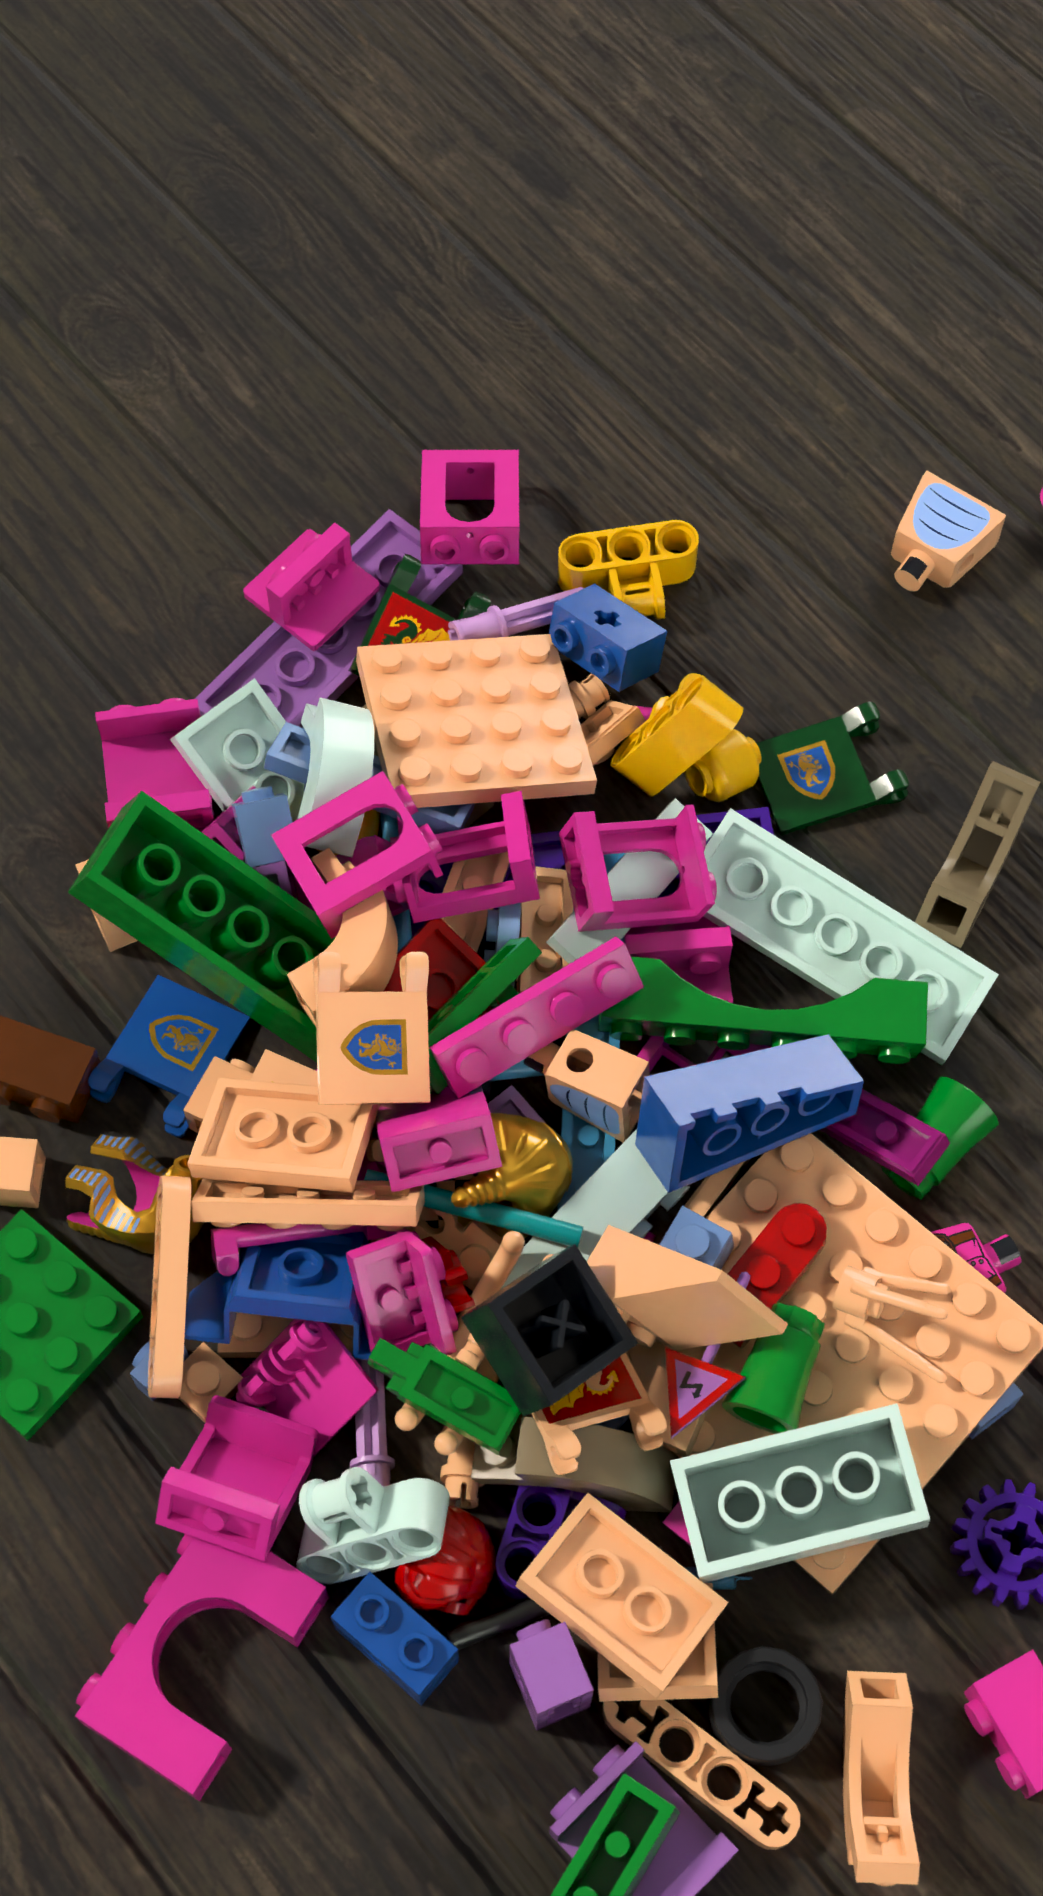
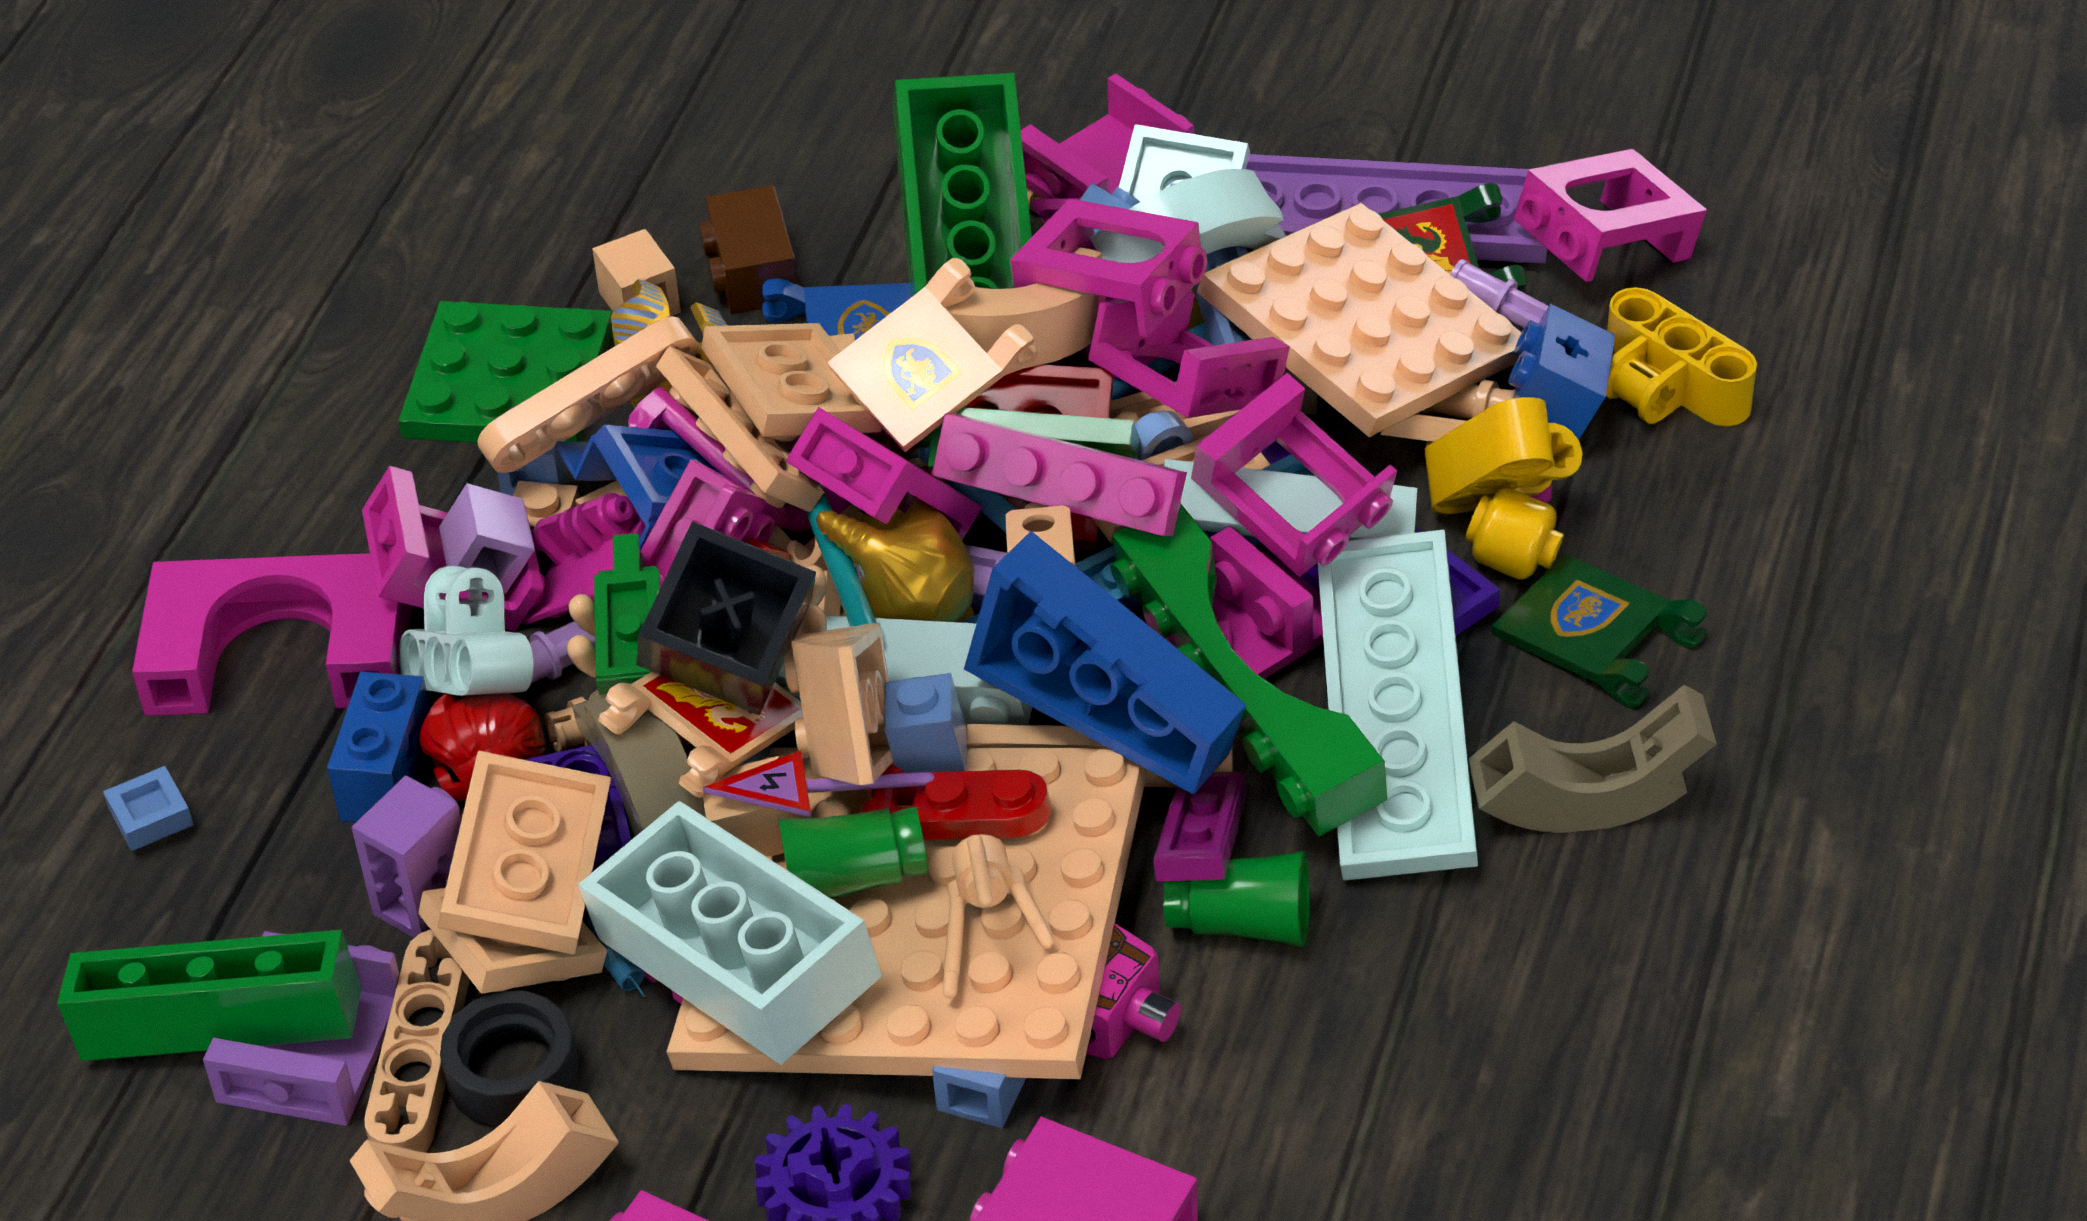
camera: 60 degrees right, 20 degrees down
(248, 1444) = (487, 533): none -> lavender brick
(313, 586) = (1400, 148): dark pink bracket -> none
(325, 1850) = (148, 808): none -> medium blue plate
(943, 534) = (1973, 571): torso -> none

